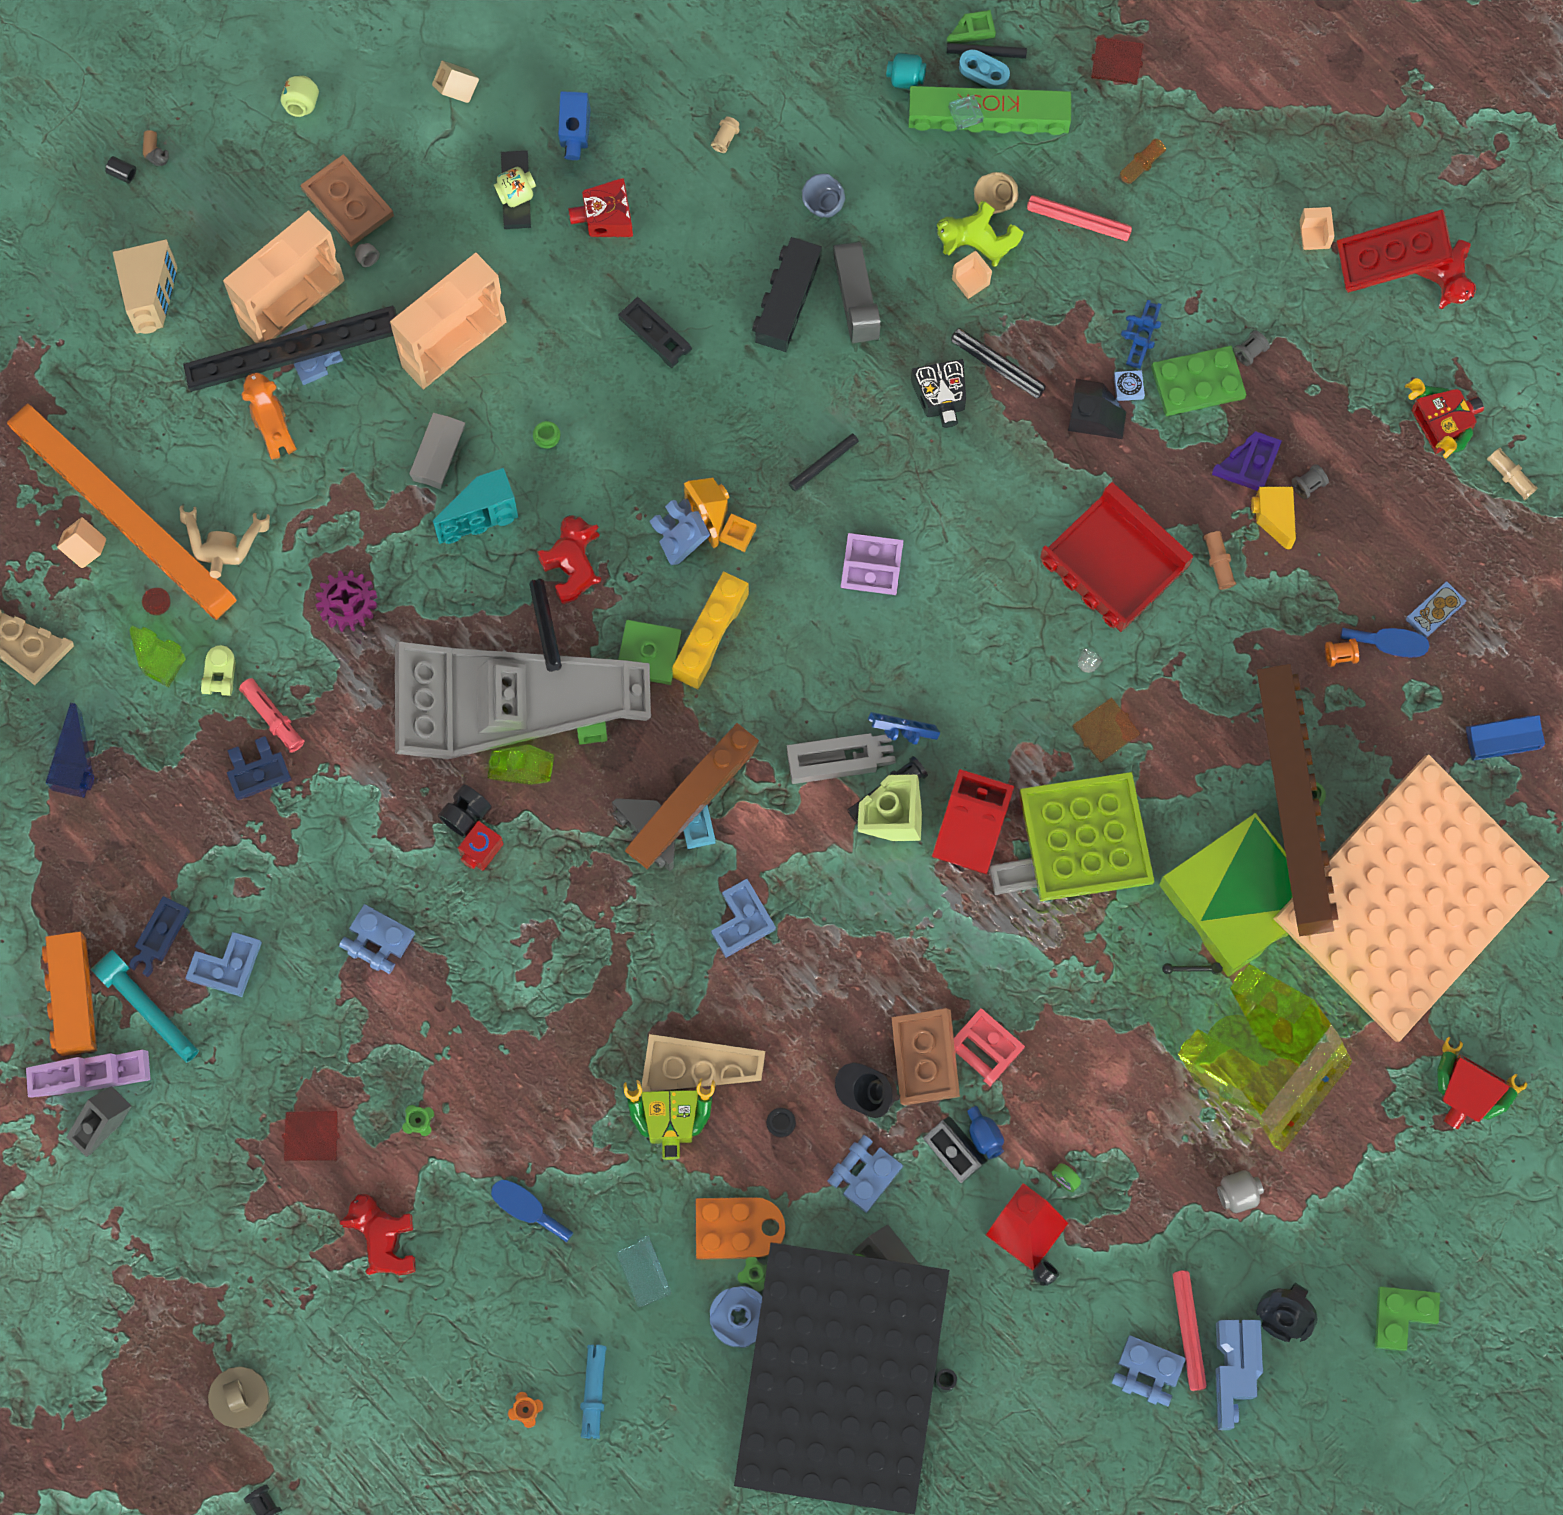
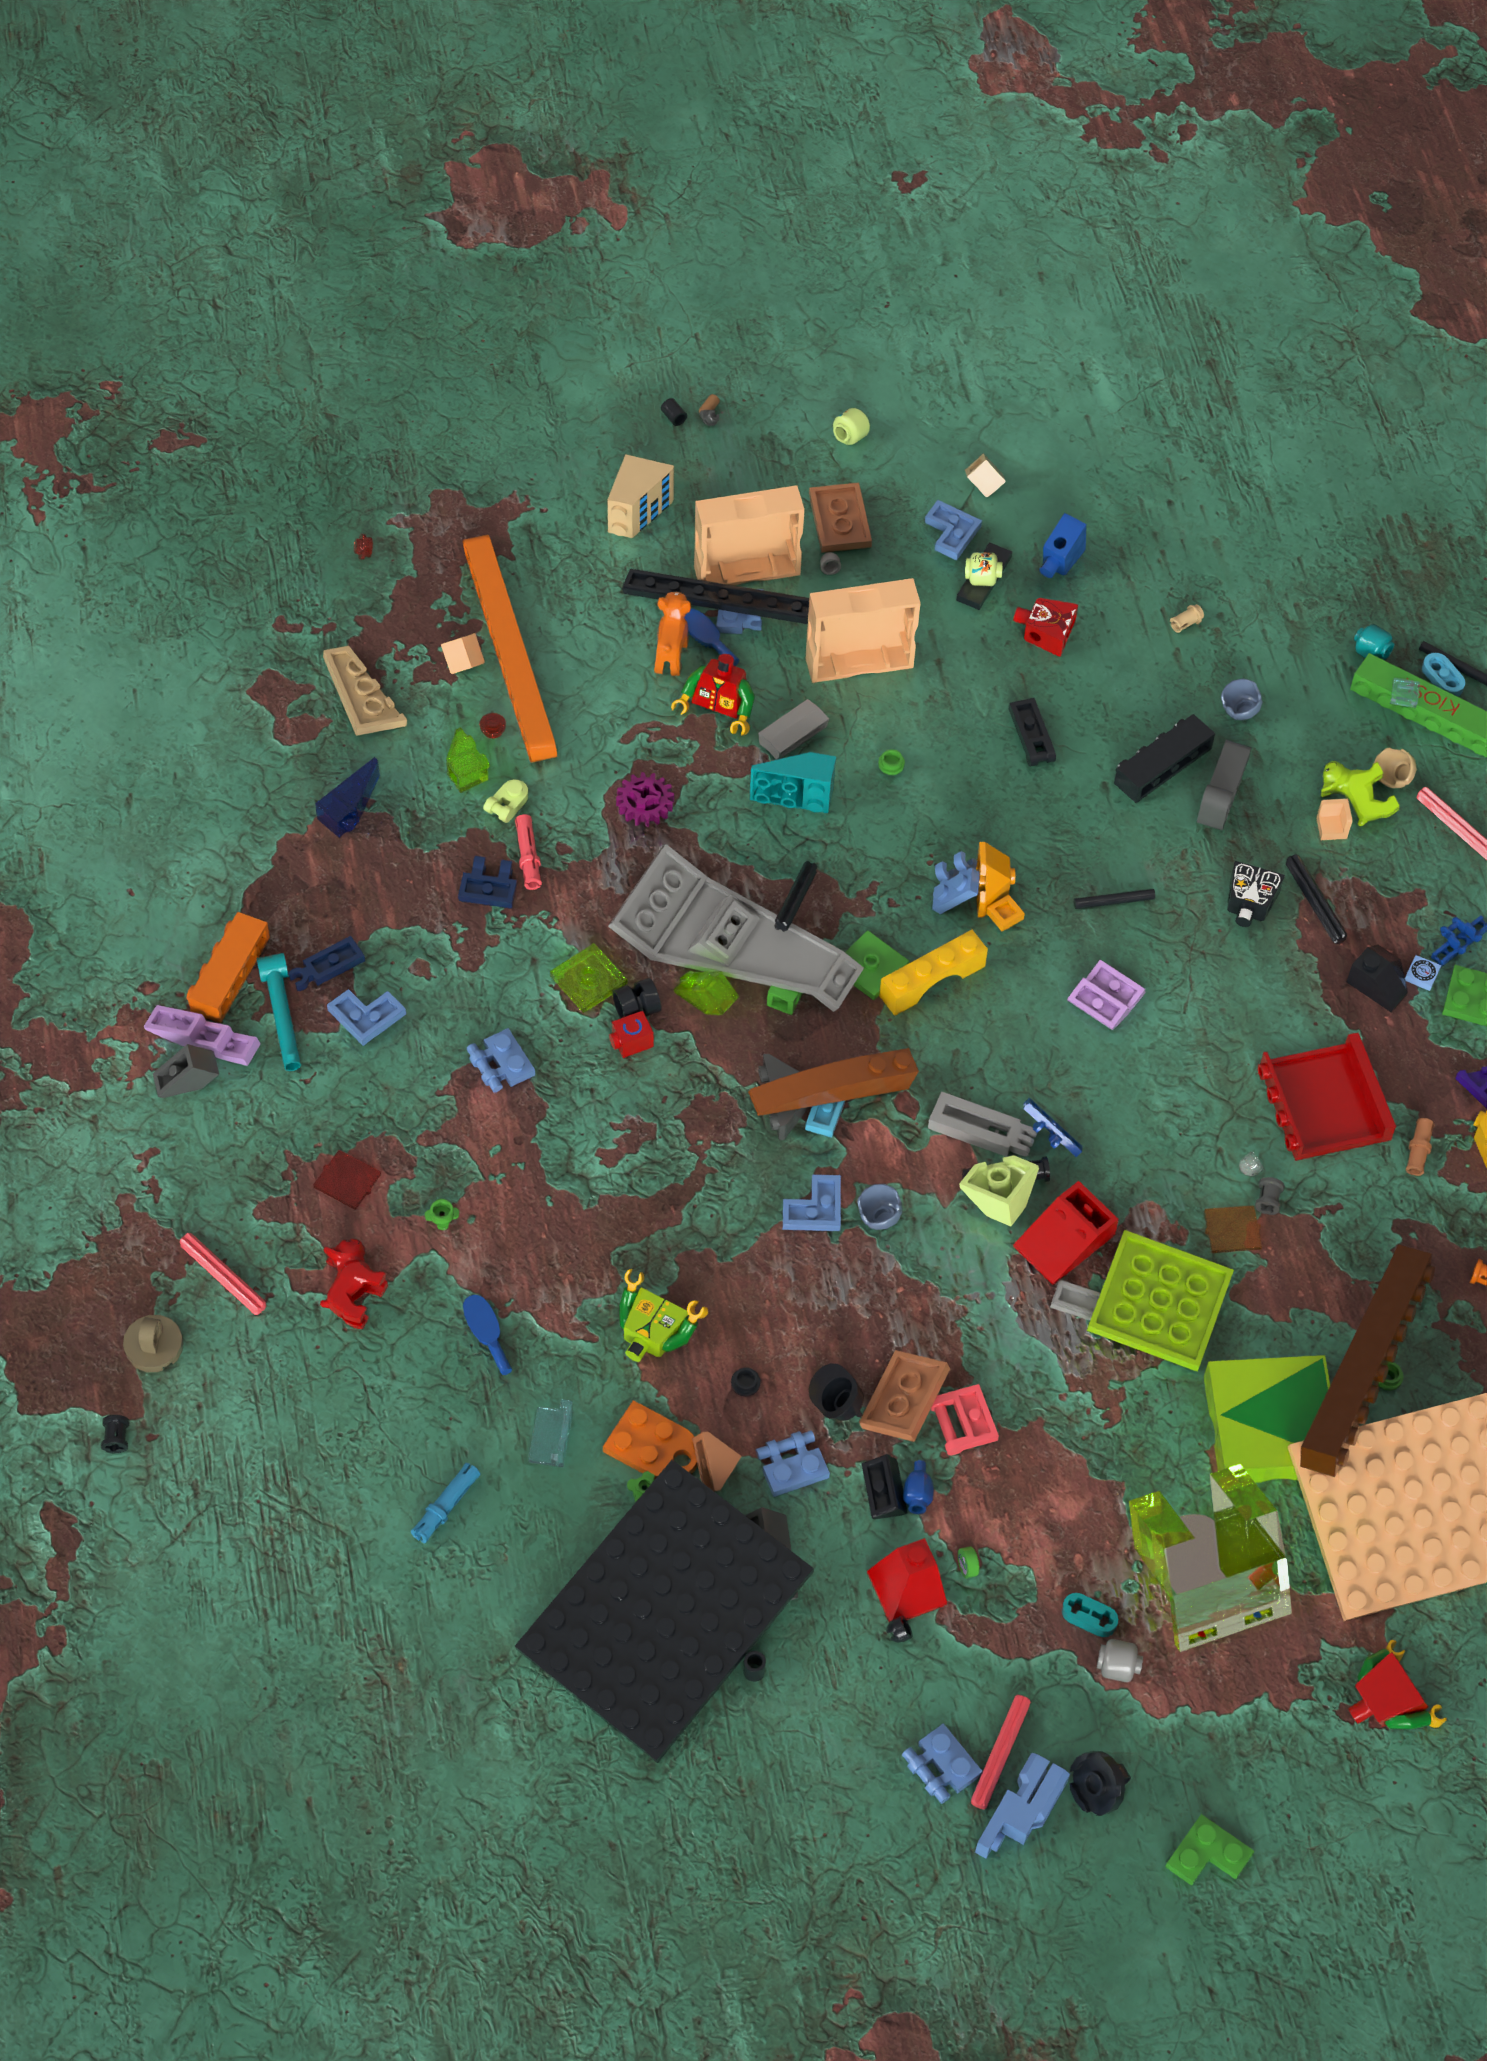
camera: 30 degrees right, 15 degrees down
(221, 546) = (571, 709): tan piece -> none
(258, 1294) = (223, 1273): none -> coral axle
(299, 394) = (706, 633): none -> blue piece
(349, 448) = (720, 689): none -> torso
(404, 810) = (588, 977): none -> clear neon green plate
(463, 150) = (957, 528): none -> medium blue plate
(517, 1413) = (379, 1477): orange plate -> none
(571, 557) = (851, 858): red animal -> none
(683, 1062) = (685, 1281): tan wing -> none
(722, 1321) = (593, 1508): medium blue plate -> none
(799, 889) = (880, 1206): none -> sand blue hair
(803, 1217) = (714, 1460): none -> nougat slope
(973, 28) = (1454, 641): bright green tile -> none
(1121, 682) = (1269, 1195): none -> dark grey bush
(1191, 1170) = (1089, 1615): none -> teal beam
(1215, 968) = (1168, 1446): black hinge -> none

